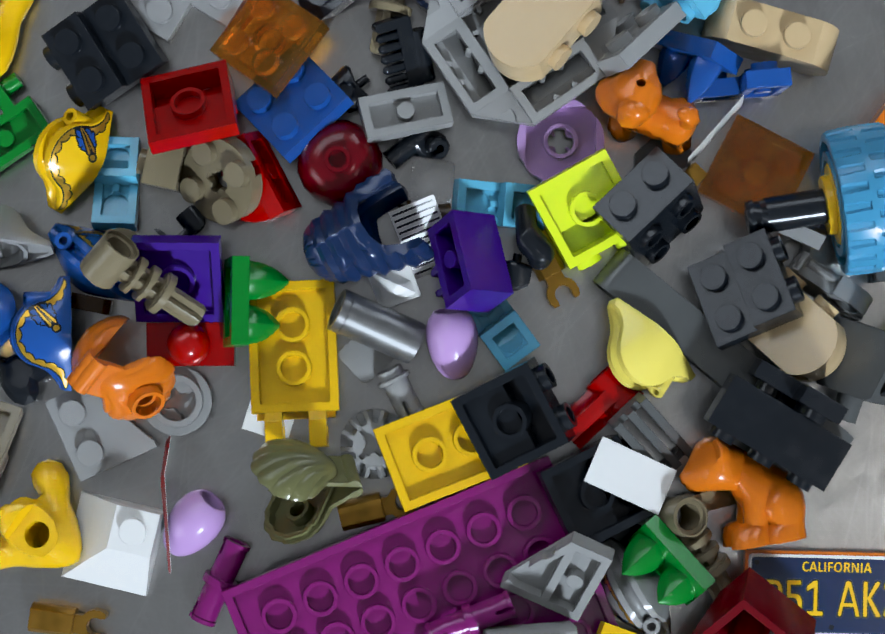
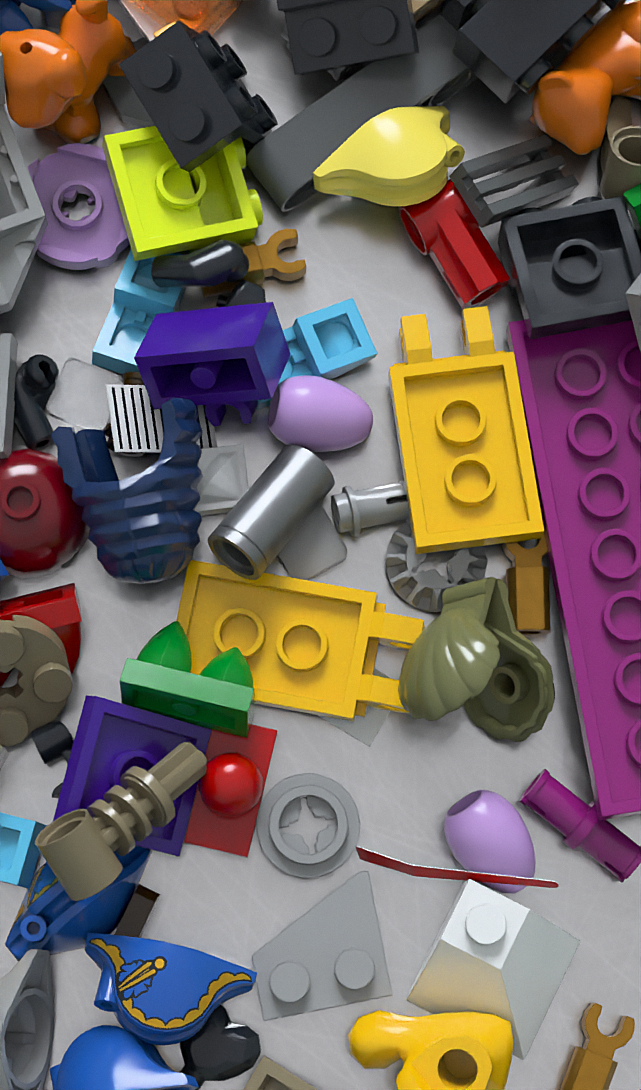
camera: 85 degrees left, 10 degrees down
(126, 390) = (275, 881): orange animal -> none
(515, 417) = (447, 343): black plate -> none
(630, 475) = (562, 214): white sticker -> none

